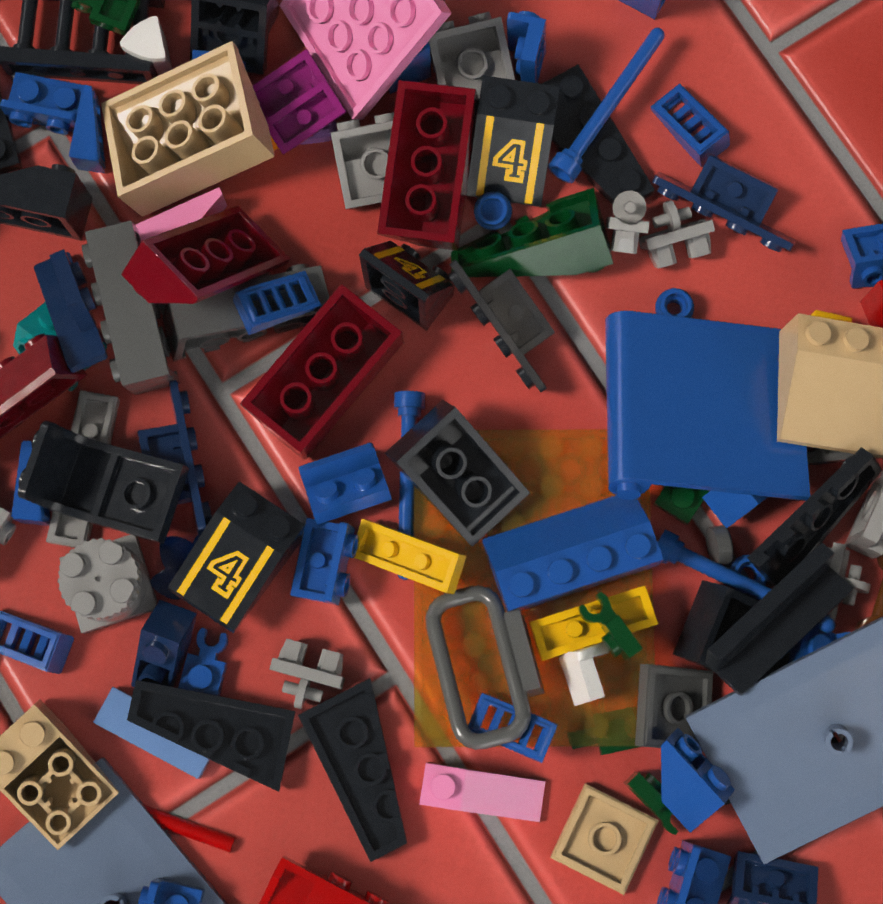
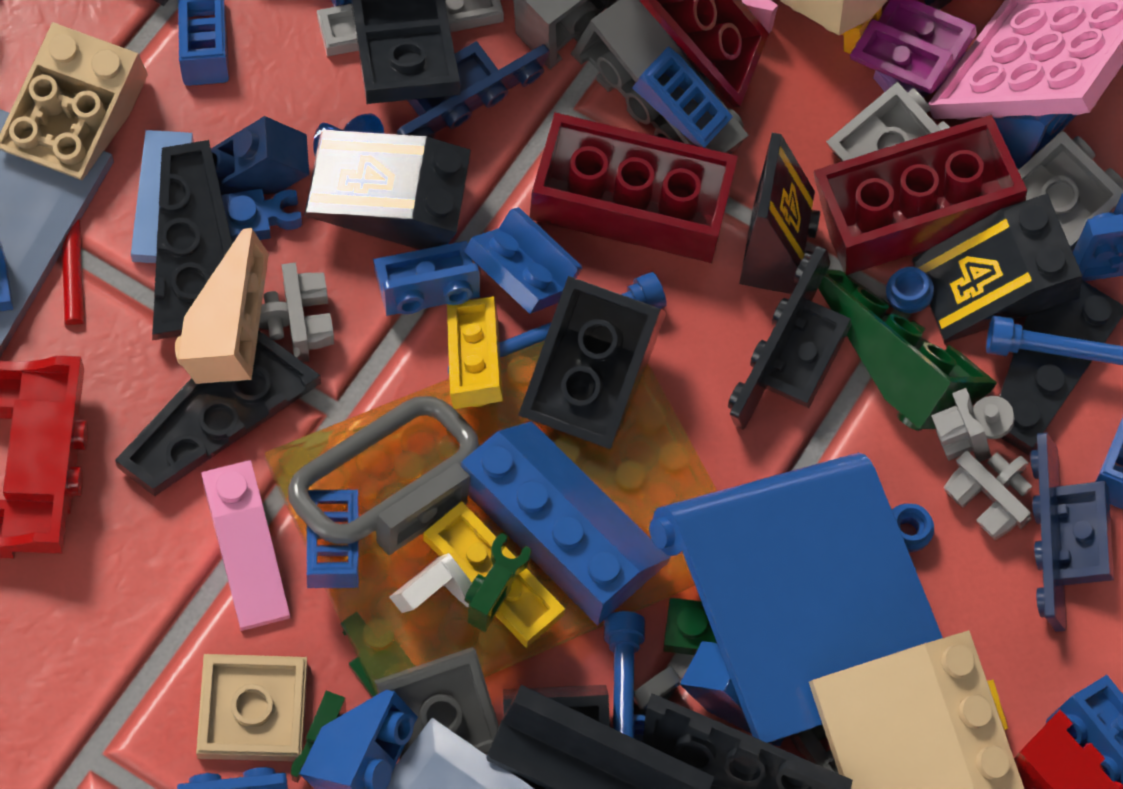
camera: 55 degrees right, 15 degrees down
(106, 582) = (300, 73): light grey piece -> none
(300, 733) = (225, 317): none -> light nougat slope

